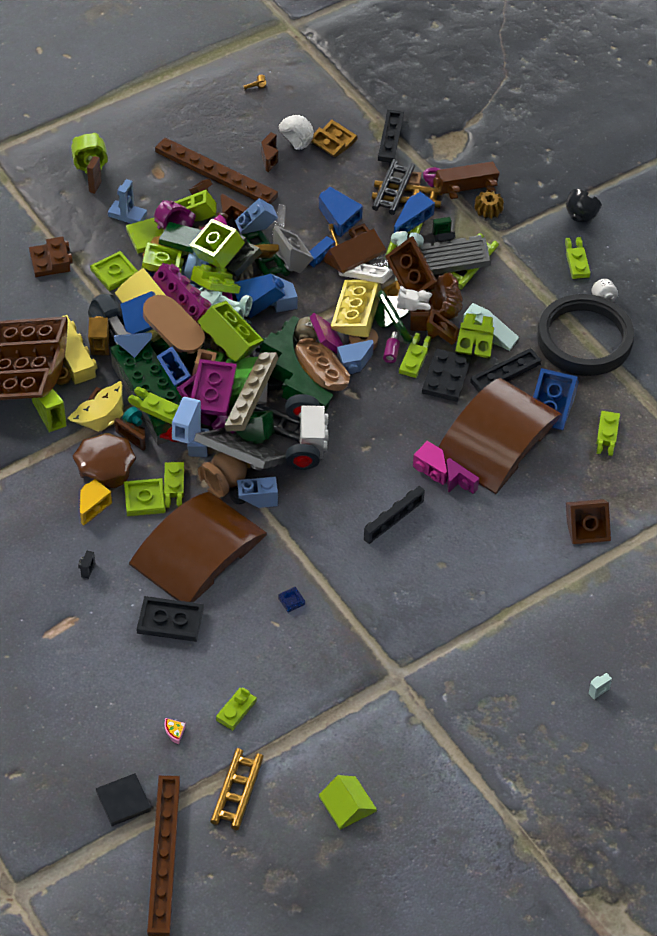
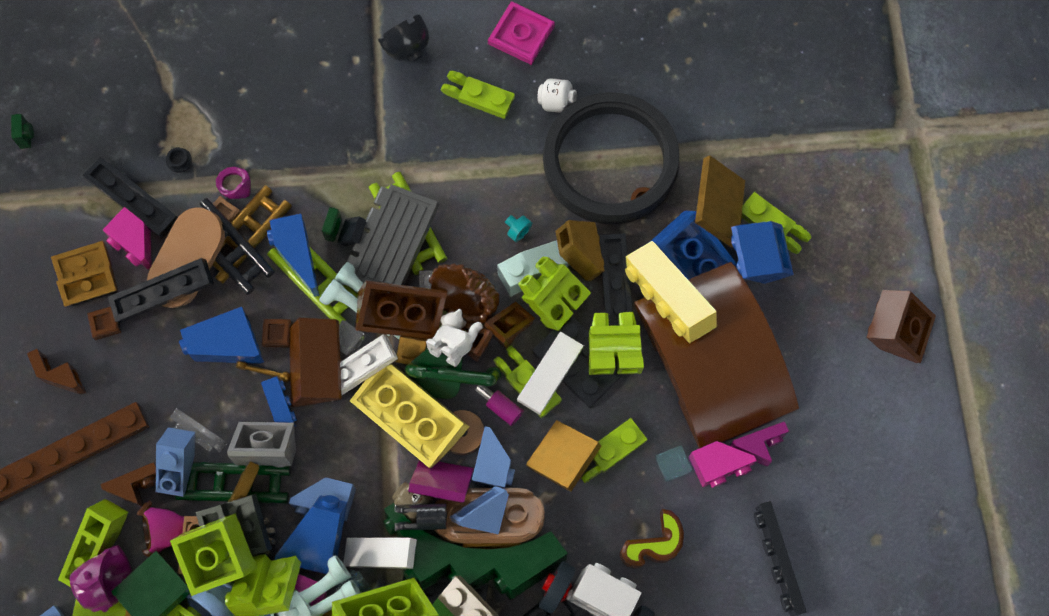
camera: 60 degrees left, 20 degrees up
(201, 186) = (60, 504): reddish brown plate -> none
(267, 324) = (380, 553): none -> white tile
(297, 131) = (48, 315): white hair -> none
(300, 330) = (428, 517): none -> black hinge
(312, 160) = (103, 323): none -> reddish brown tile
(321, 356) = (484, 512): none -> medium blue slope
(346, 169) = (160, 290): none -> black plate
(360, 455) = (655, 549): none -> reddish brown animal
(368, 146) = (132, 236): none -> dark pink slope
(373, 171) = (193, 236): none -> medium nougat tile
(382, 386) = (563, 455): none -> pearl gold tile
(392, 74) = (21, 131): none -> dark green plate
(401, 410) = (615, 448): none -> lime hinge
(414, 442) = (673, 463): none -> clear light blue tile
(426, 357) = (550, 373): none -> white tile
(428, 145) = (178, 160): none -> black plate
(464, 377) = (615, 341): none -> lime hips
(466, 178) = (270, 148): reddish brown brick -> none
(489, 204) = (321, 147): pearl gold gear -> none
(505, 310) = (518, 227): none -> teal tile
(515, 383) = (671, 292): none -> light yellow brick
(516, 339) = (581, 248): none -> pearl gold slope
(578, 423) = (761, 251): none -> blue slope
(596, 392) = (719, 199): none -> pearl gold tile
(634, 262) = (521, 33): none -> dark pink tile

